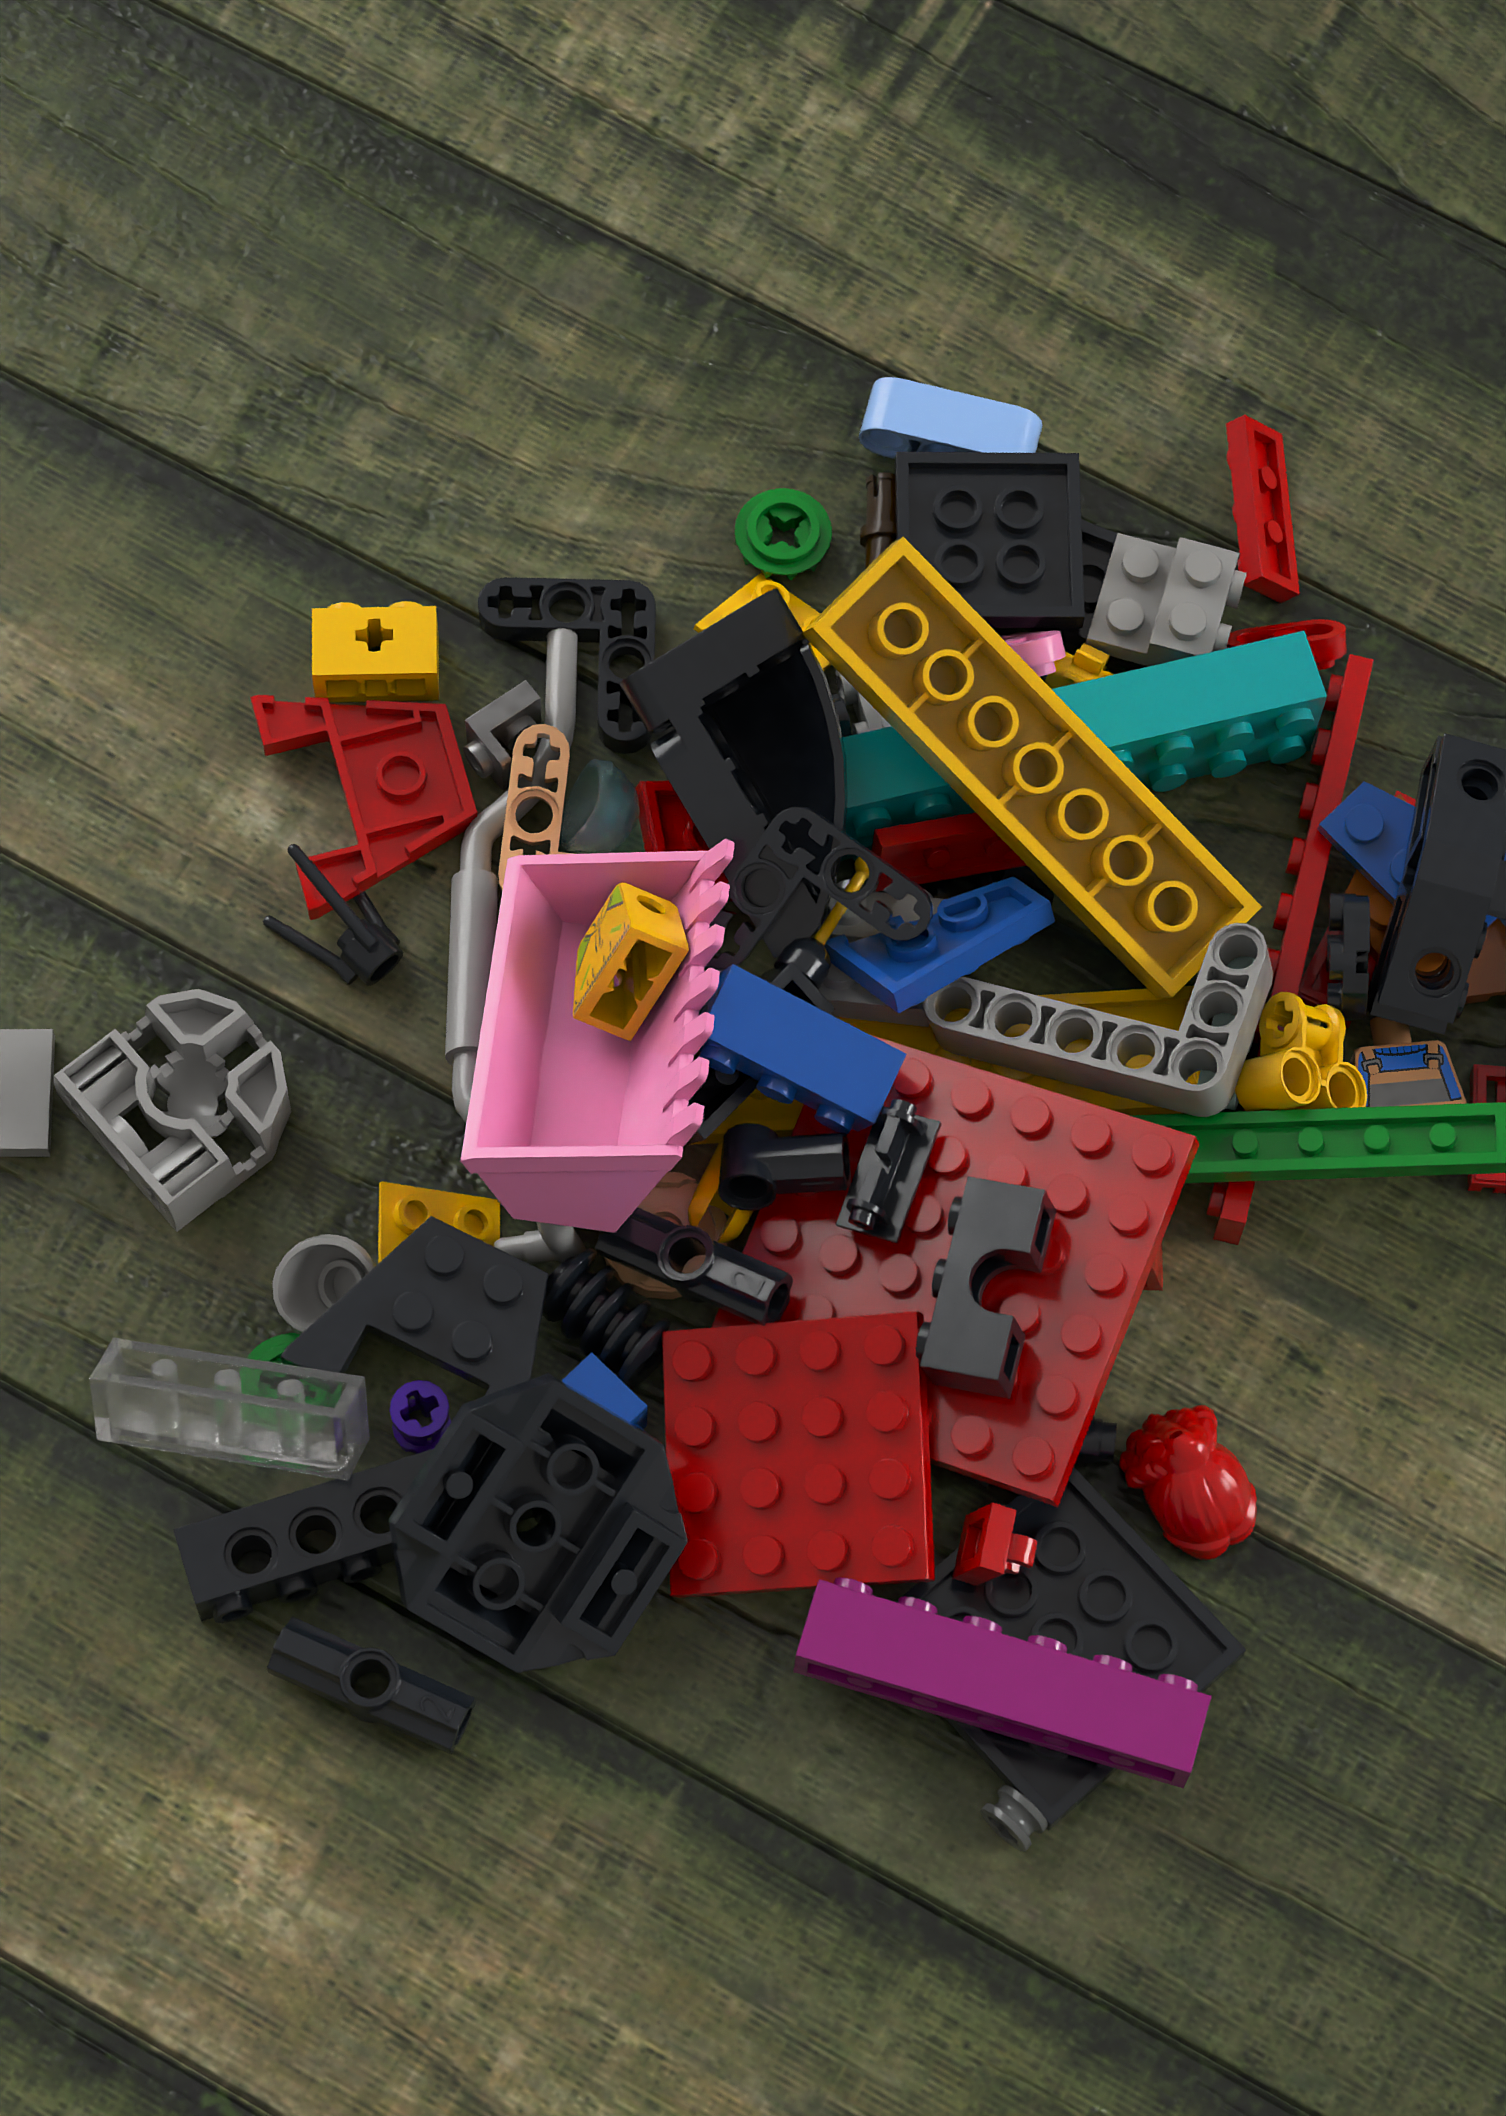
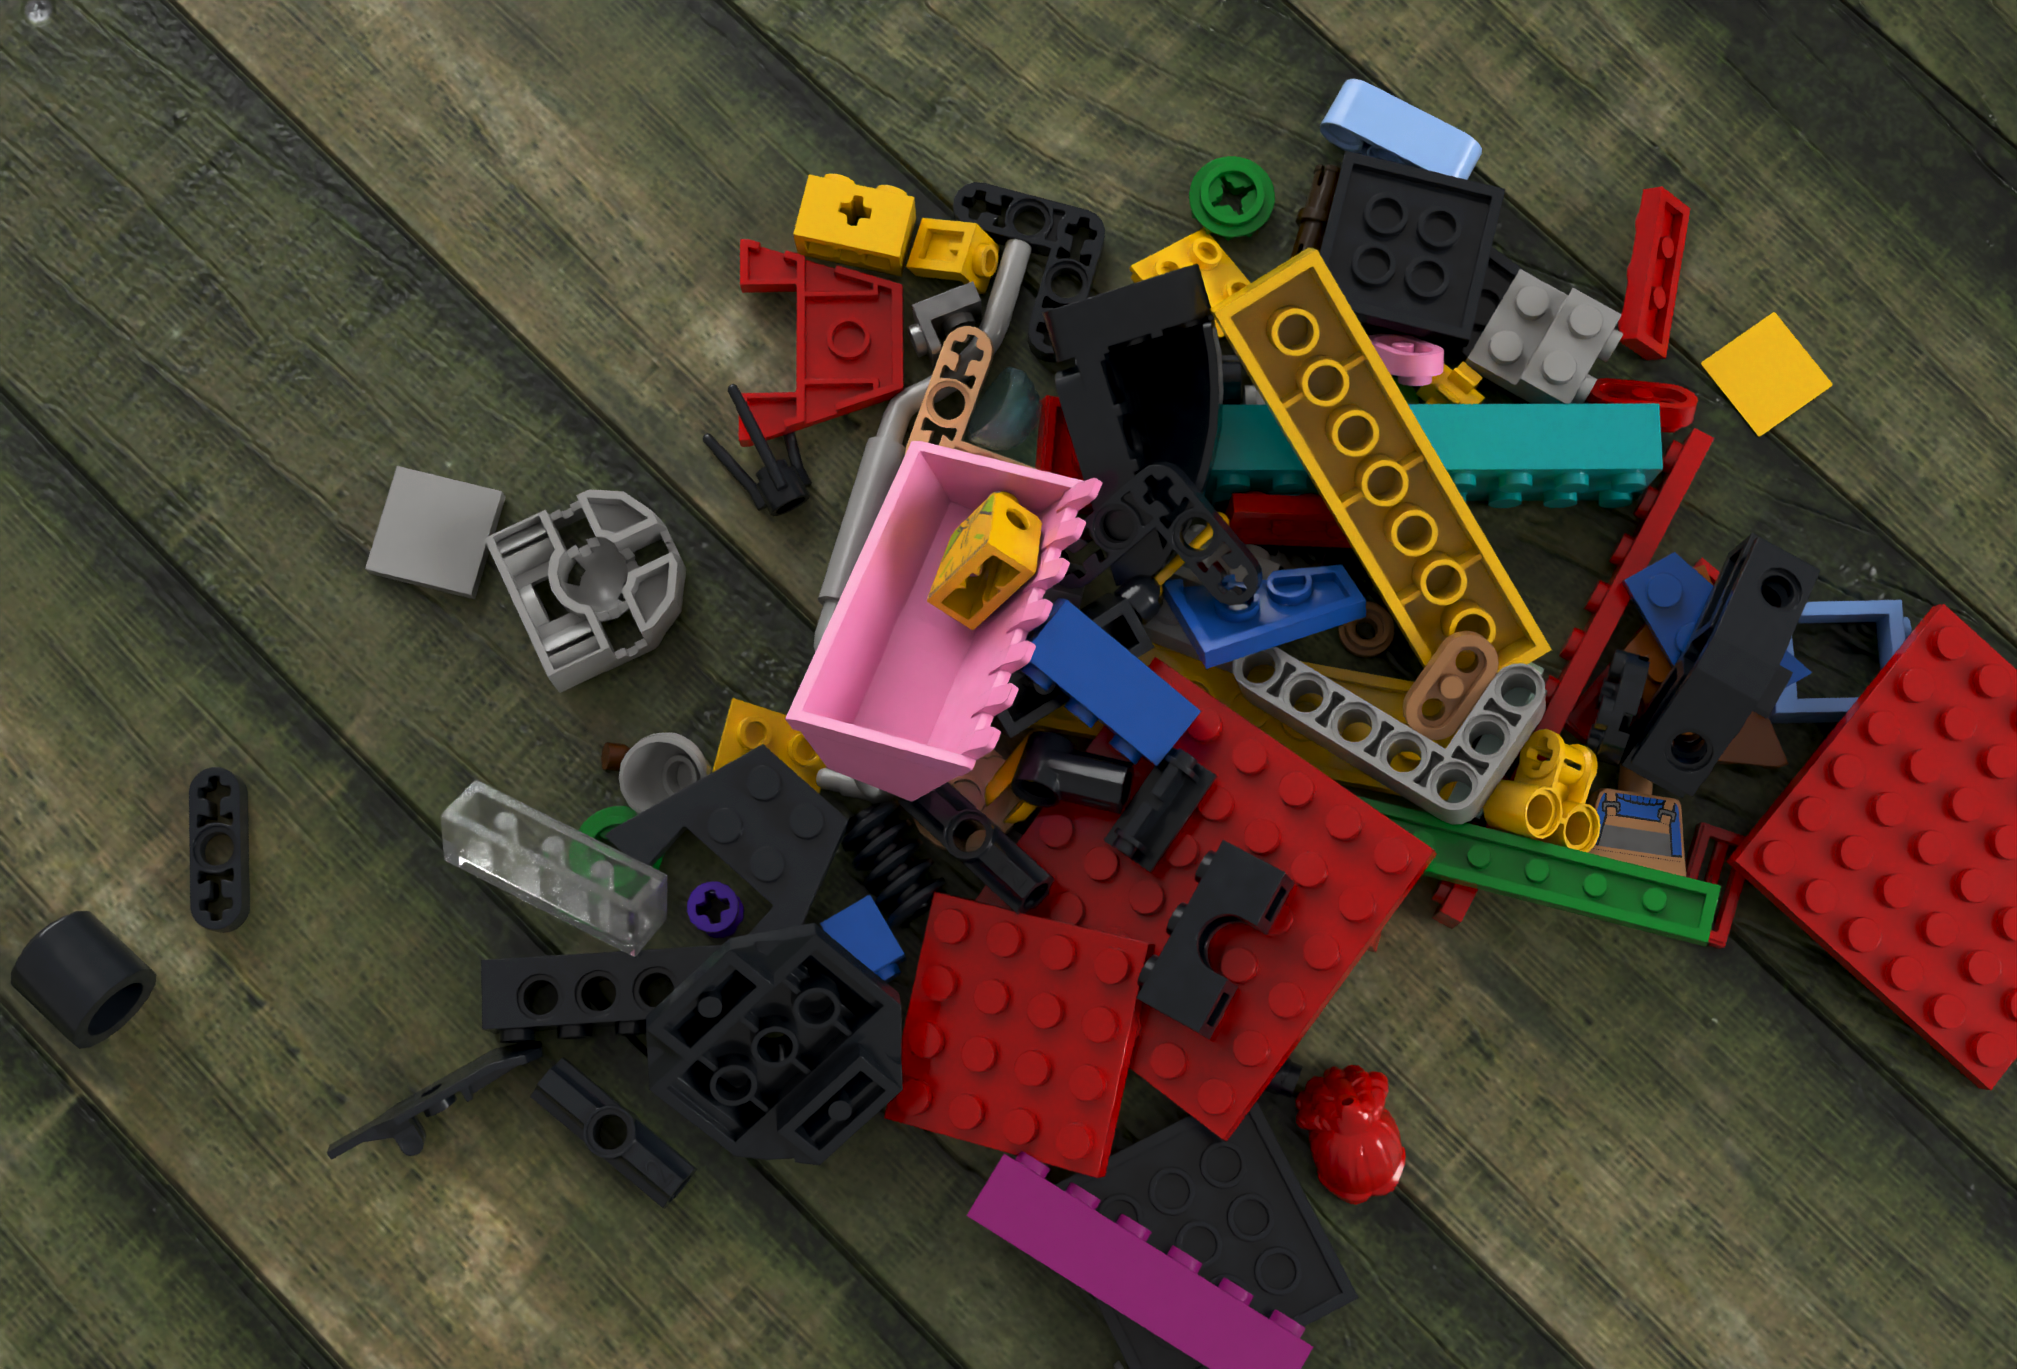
camera: 20 degrees right, 10 degrees up
(126, 1735) = (401, 1120): none -> black piece
(257, 1286) = (613, 755): none -> reddish brown piece
(492, 657) = (954, 252): none -> yellow bracket
(990, 1546) = (1161, 1155): red tile -> none
(1061, 935) = (1384, 632): none -> medium nougat plate
(1167, 969) = (1454, 686): none -> medium nougat plate
(1412, 587) = (1766, 374): none -> yellow sticker

